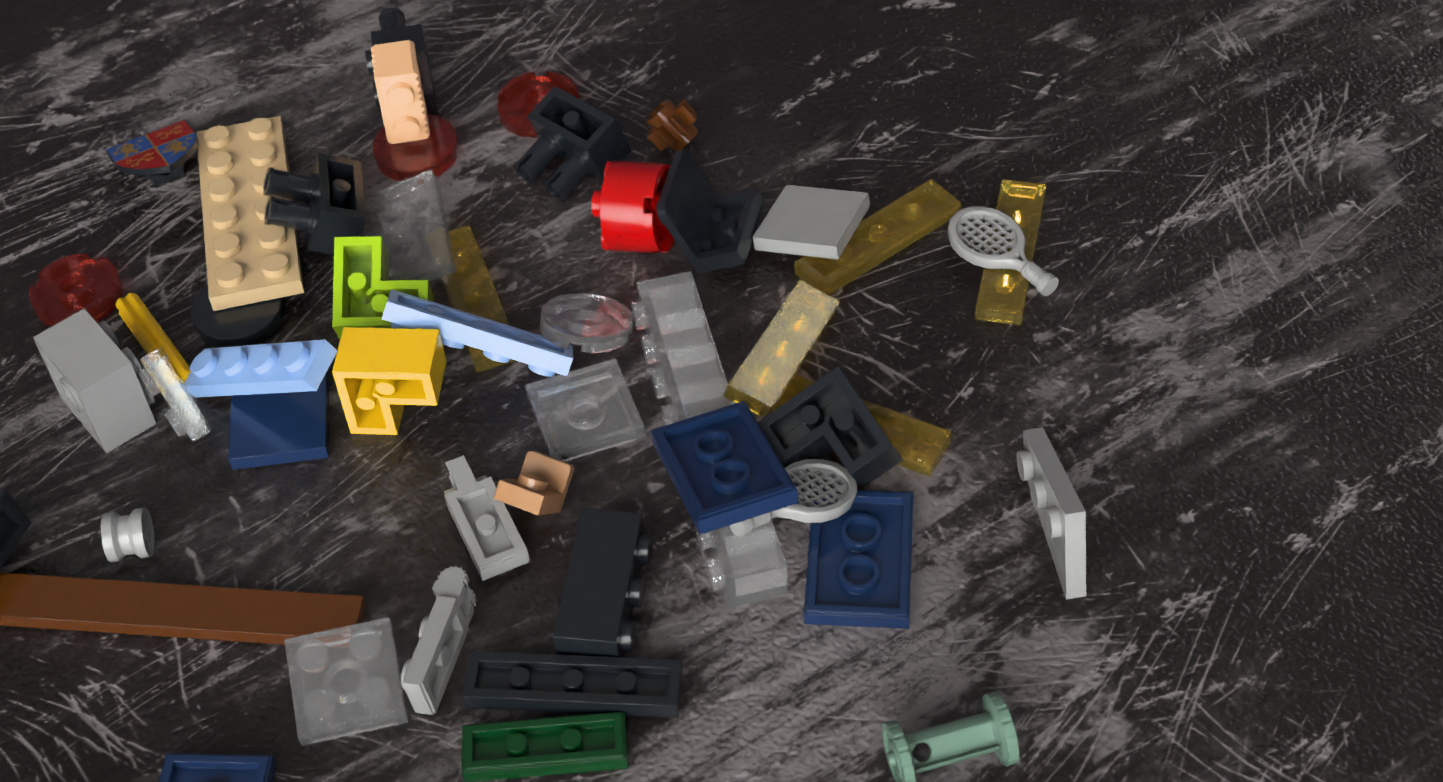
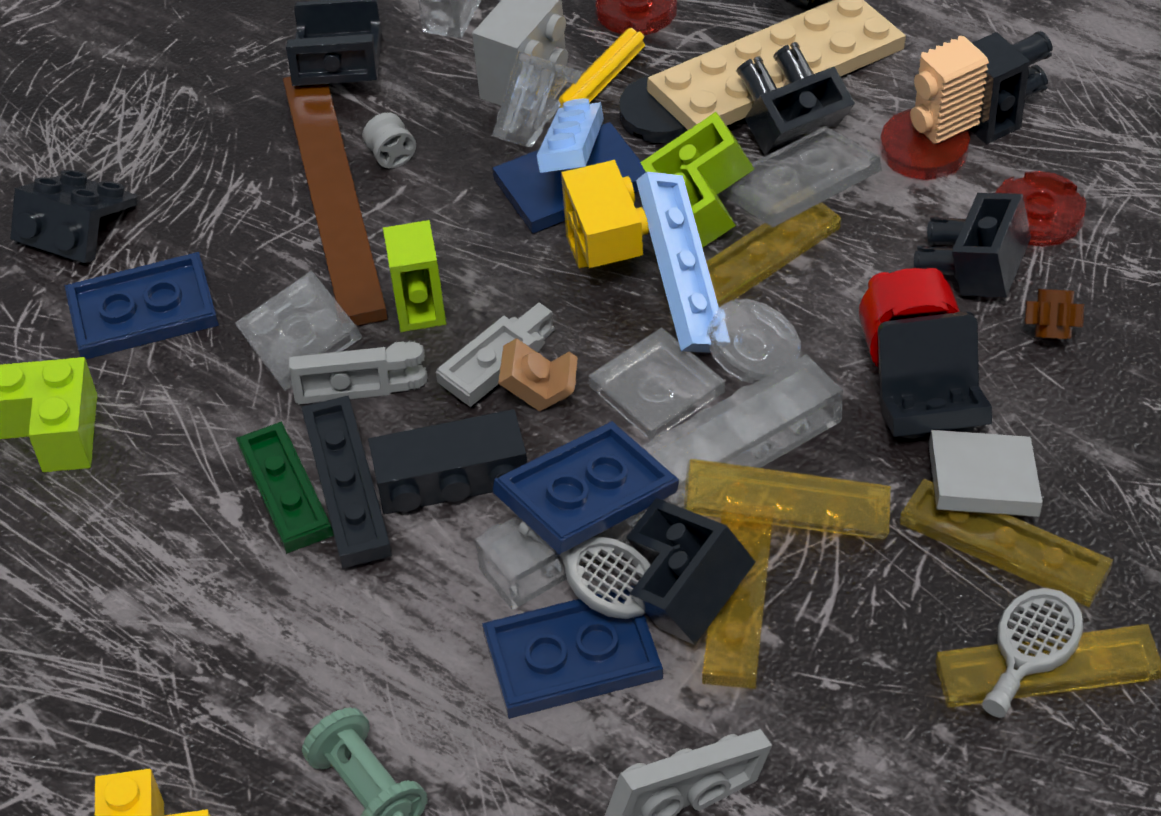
camera: 70 degrees right, 0 degrees up
(356, 545) = (415, 275): none -> lime brick

